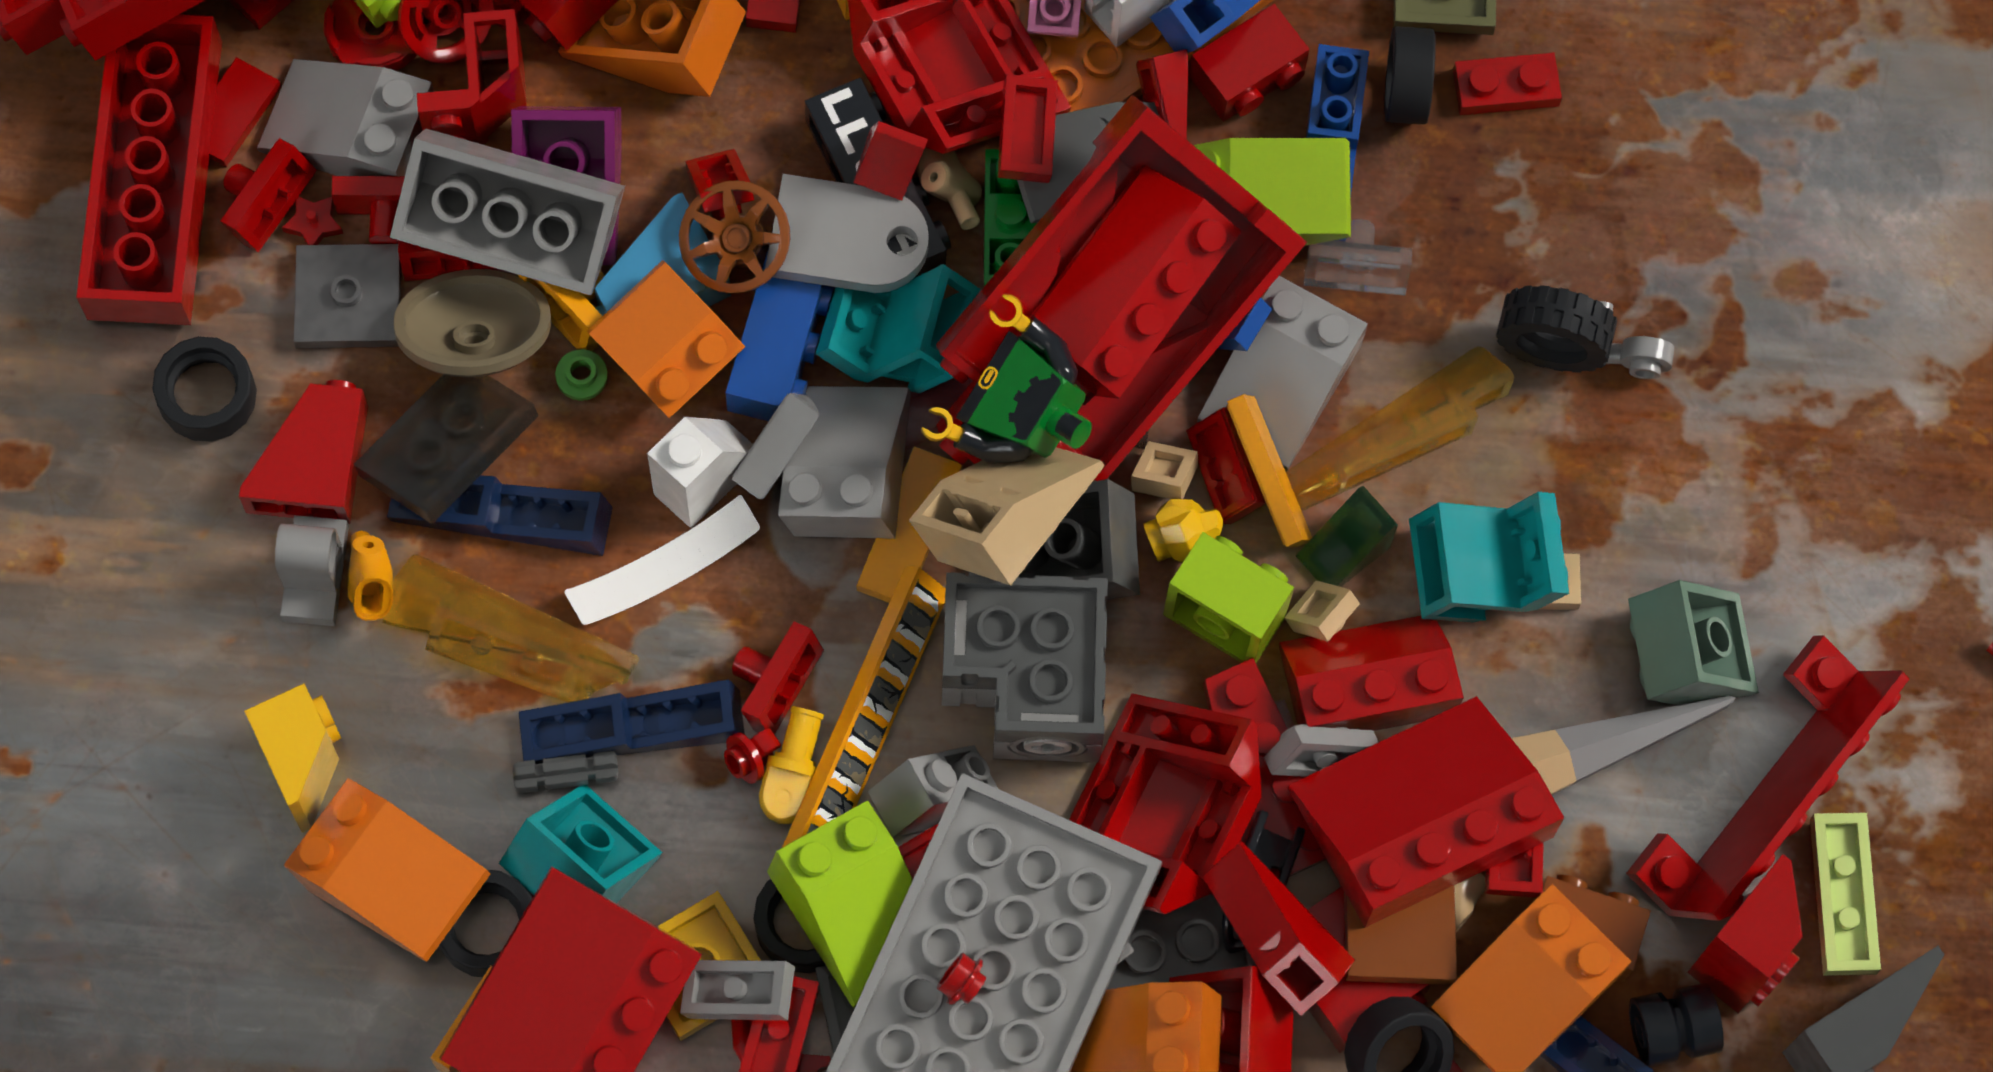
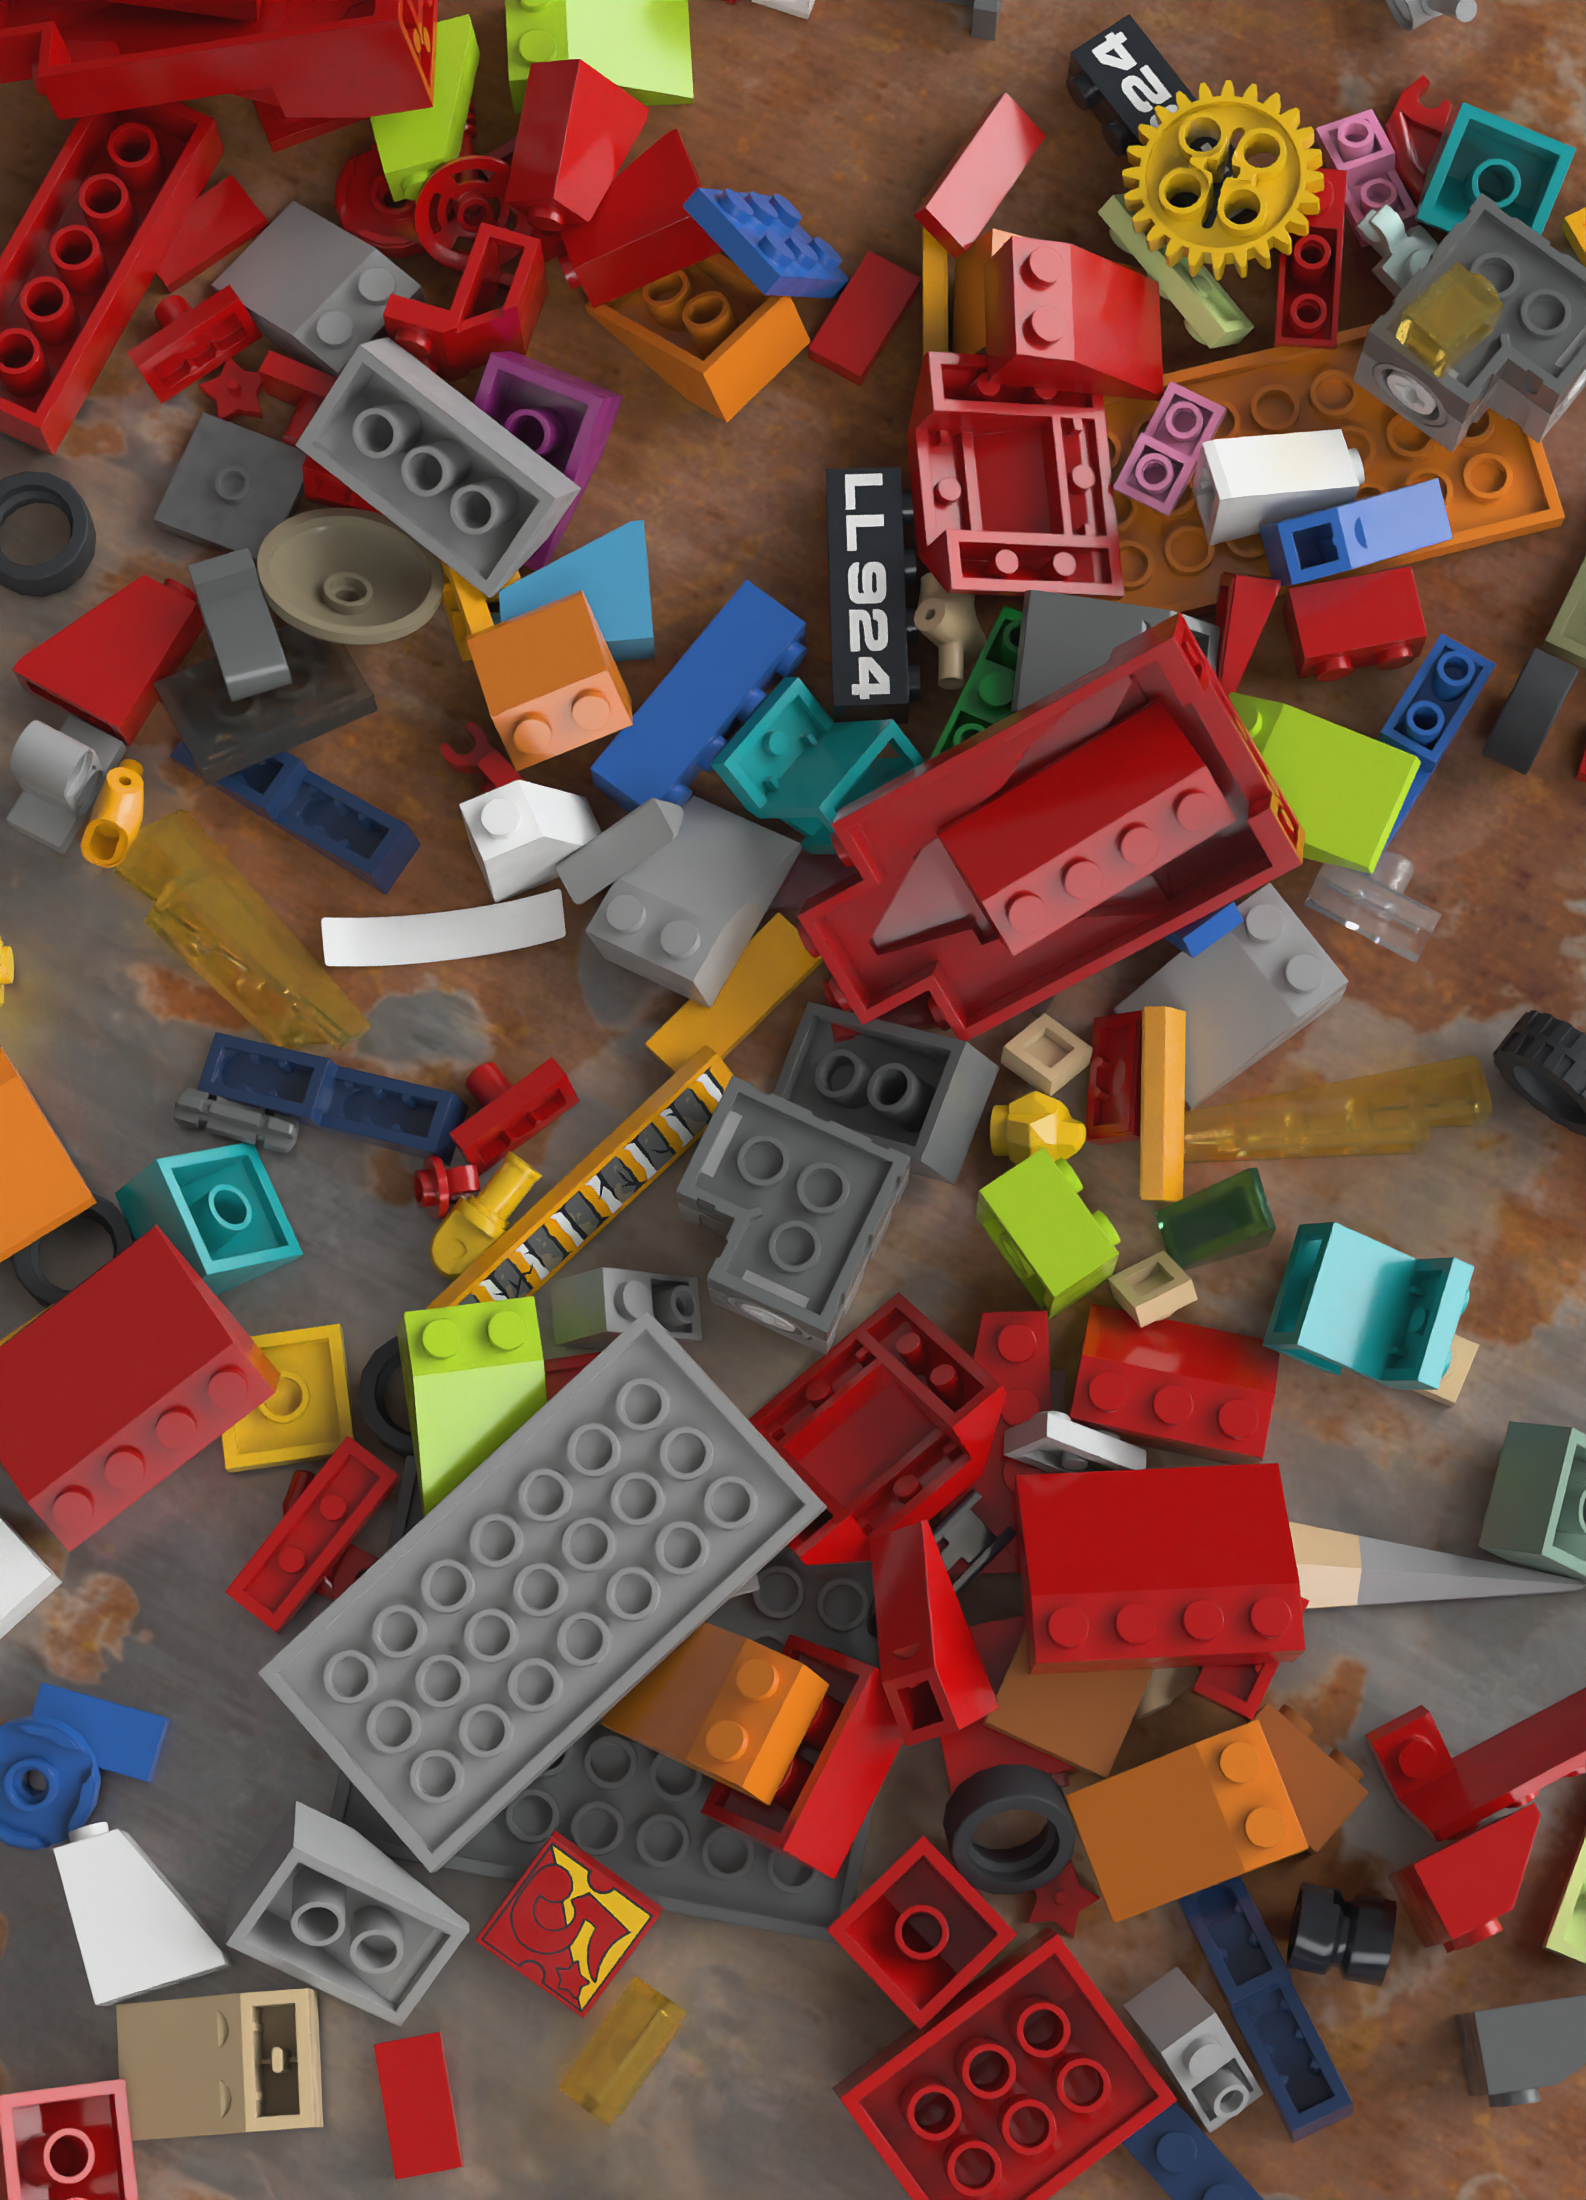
camera: 30 degrees right, 5 degrees up
(405, 392) = (239, 624): none -> dark grey tile
(585, 388) = (454, 698): bright green plate -> none
(644, 423) = (481, 760): none -> red plate
(715, 169) = (691, 531): red tile -> none
(736, 238) = (677, 598): dark orange wheel -> none
(738, 990) = (304, 1447): light grey plate -> none
(844, 233) = (796, 640): light grey tile -> none
(889, 160) = (881, 577): red slope -> none
(962, 979) = (543, 1544): red plate -> none
(1002, 513) = (828, 1027): tan slope -> none
(1022, 398) = (900, 911): torso -> none
(1027, 128) = (1053, 602): red tile -> none

